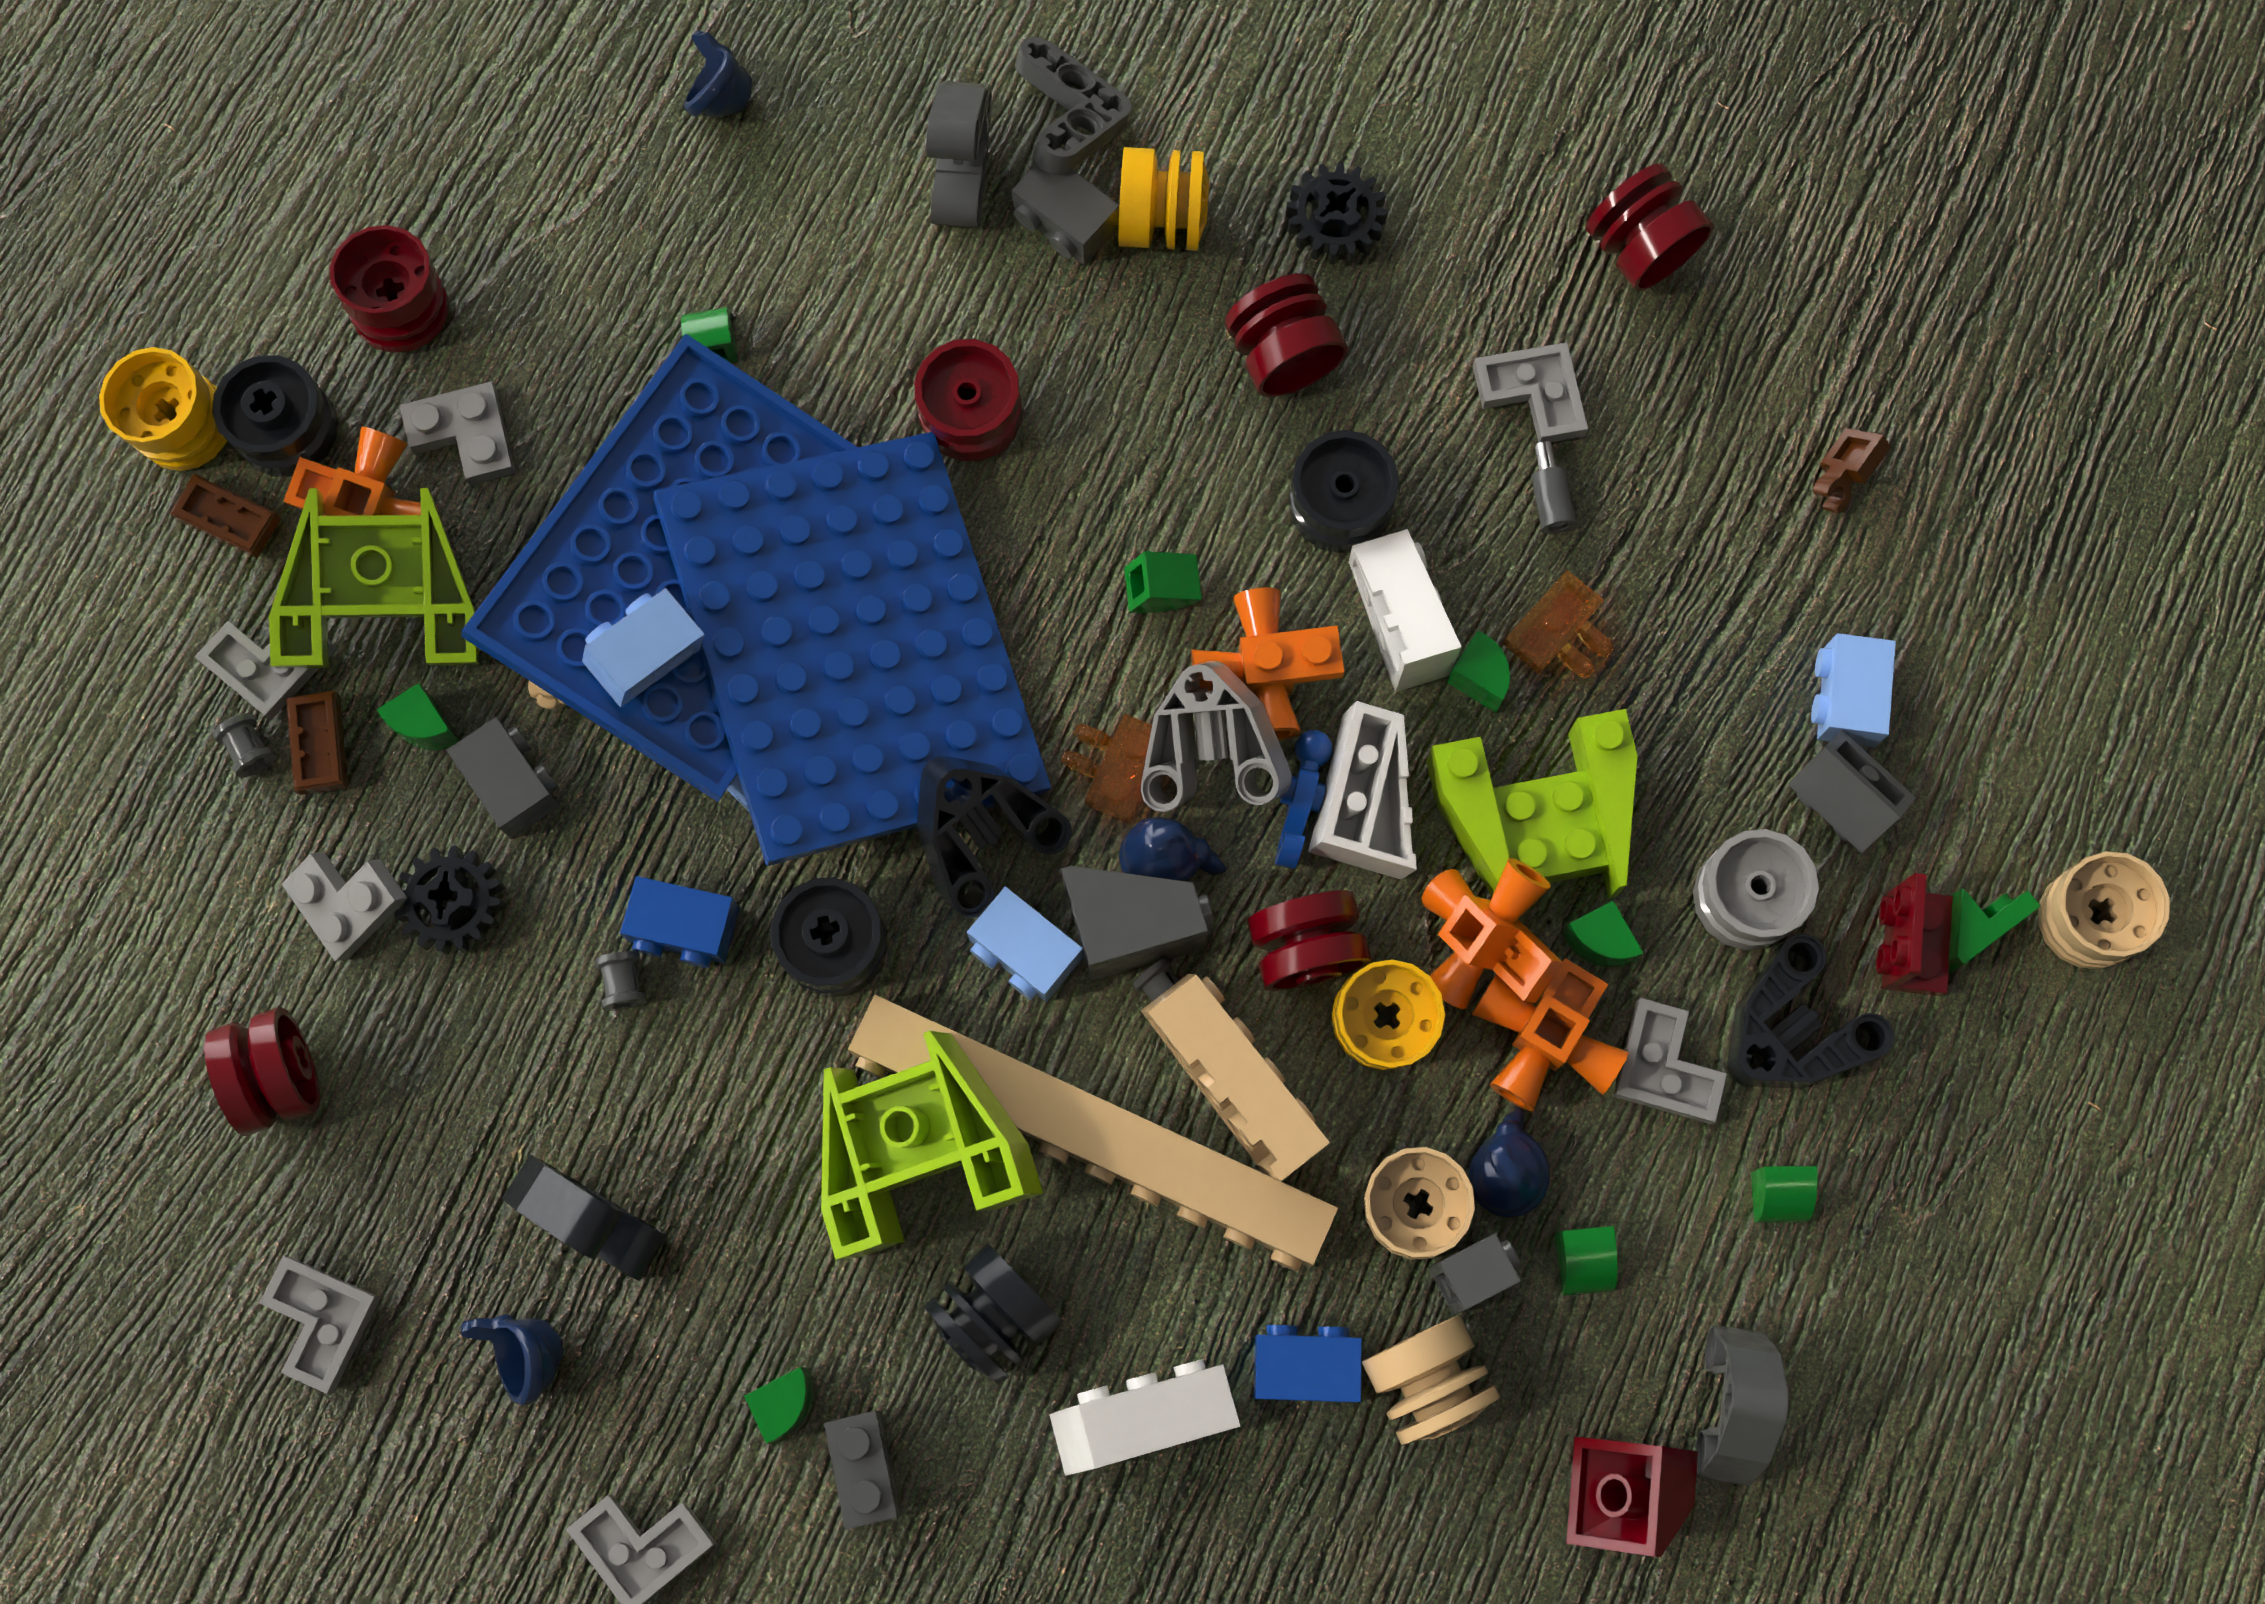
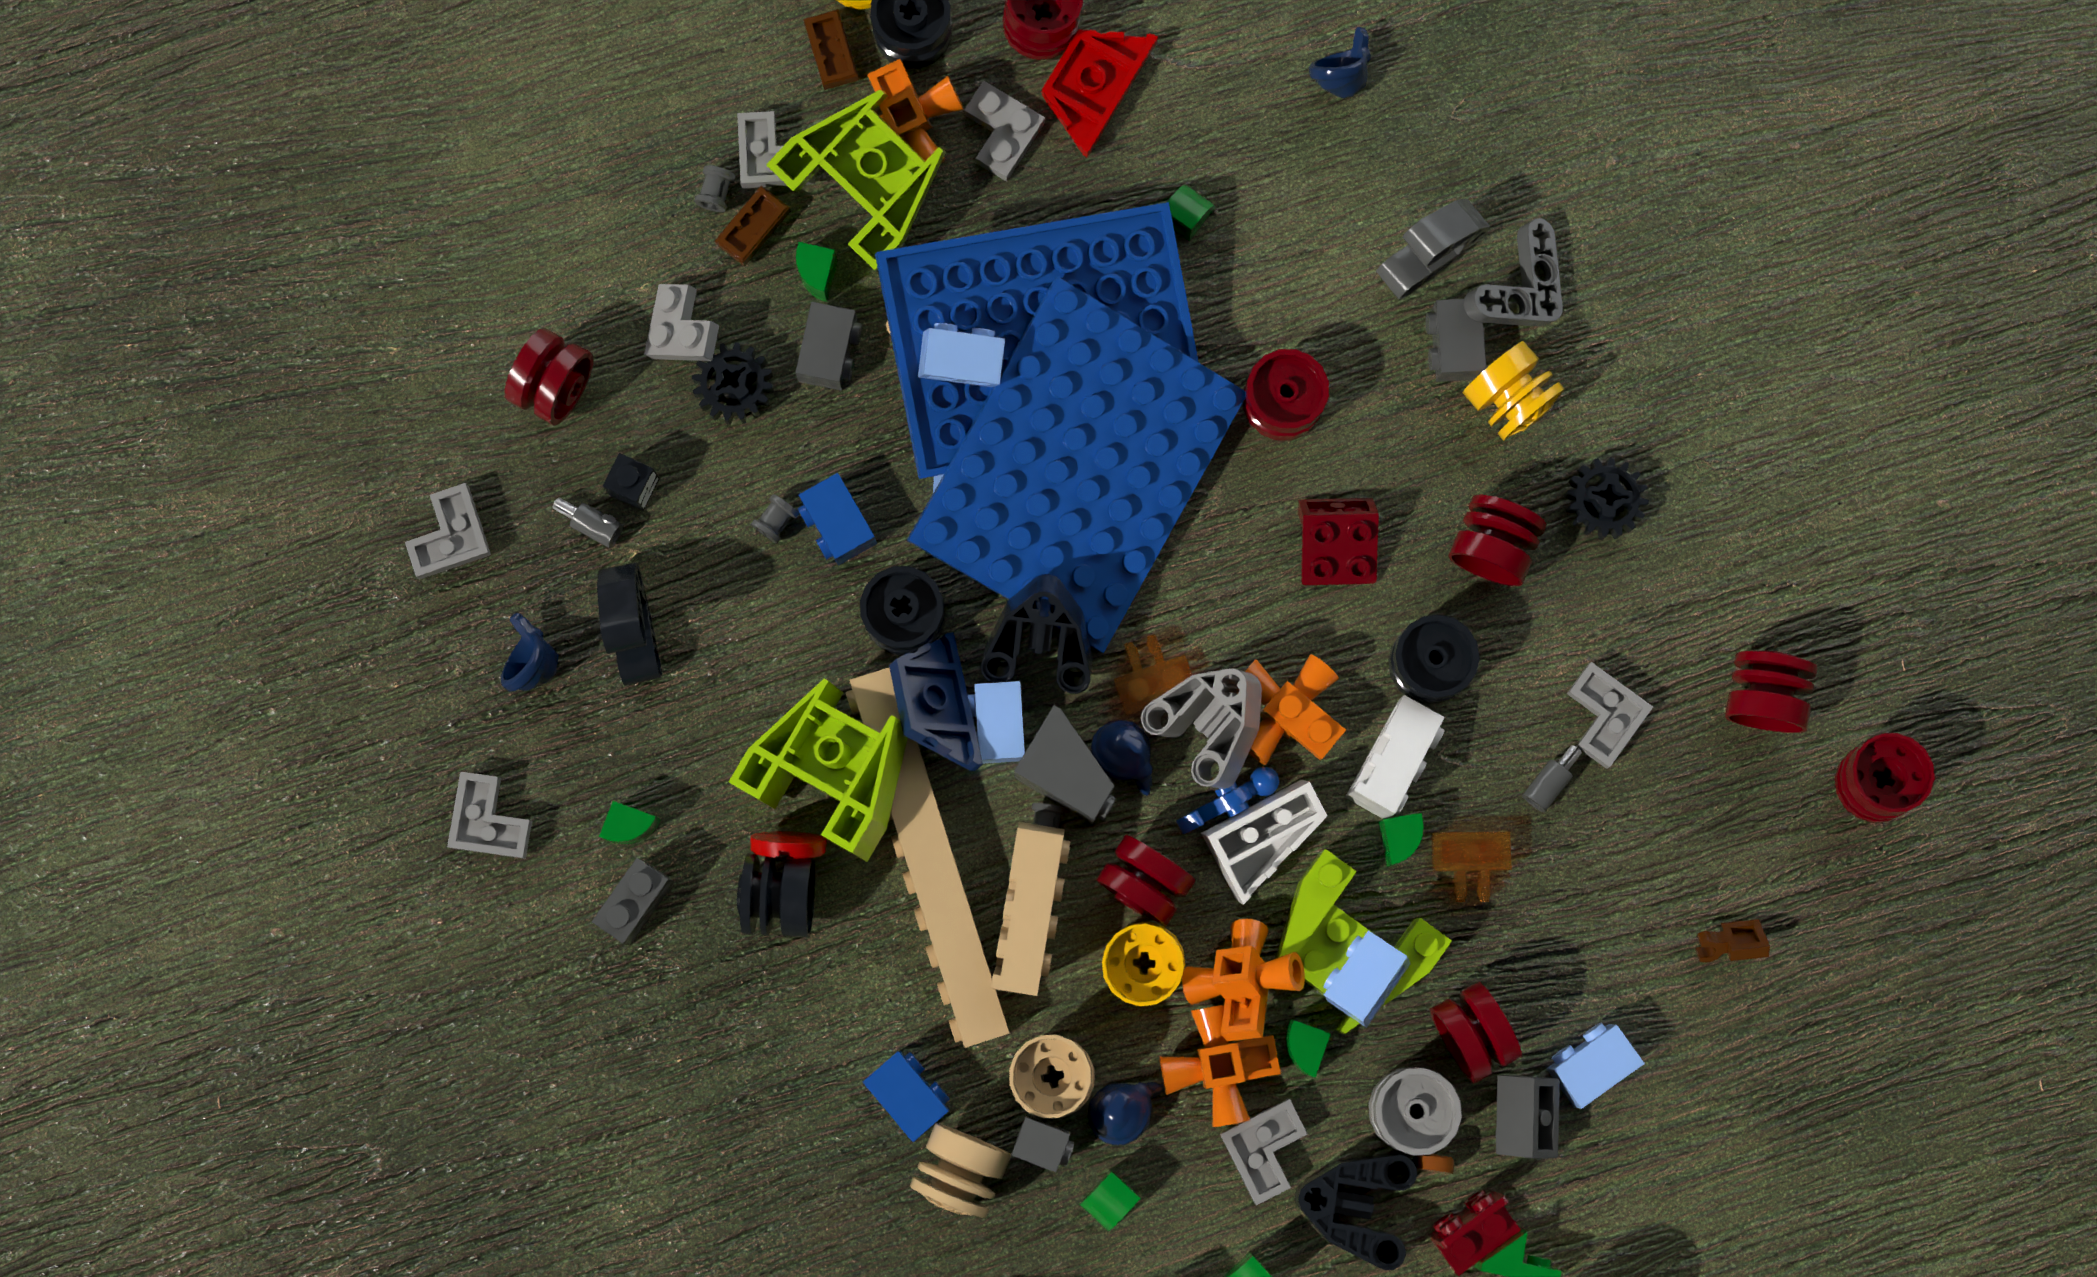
camera: 45 degrees right, 5 degrees up
(446, 1087) = (631, 481): none -> black brick
(446, 1165) = (591, 522): none -> dark grey piece
(503, 308) = (1093, 81): none -> red wing
(949, 983) = (936, 702): none -> dark blue wing
(951, 1257) = (791, 843): none -> red tile
(1144, 1417) = (798, 1030): white wedge -> none
(1151, 478) = (1338, 541): none -> dark red bracket
(1162, 582) = (1283, 605): green brick -> none
(1592, 815) = (1366, 977): none -> light blue brick
(1732, 765) = (1476, 1032): none -> dark red wheel
(1817, 202) = (1905, 779): none -> dark red wheel
(1821, 917) = (1434, 1163): none -> dark orange tile

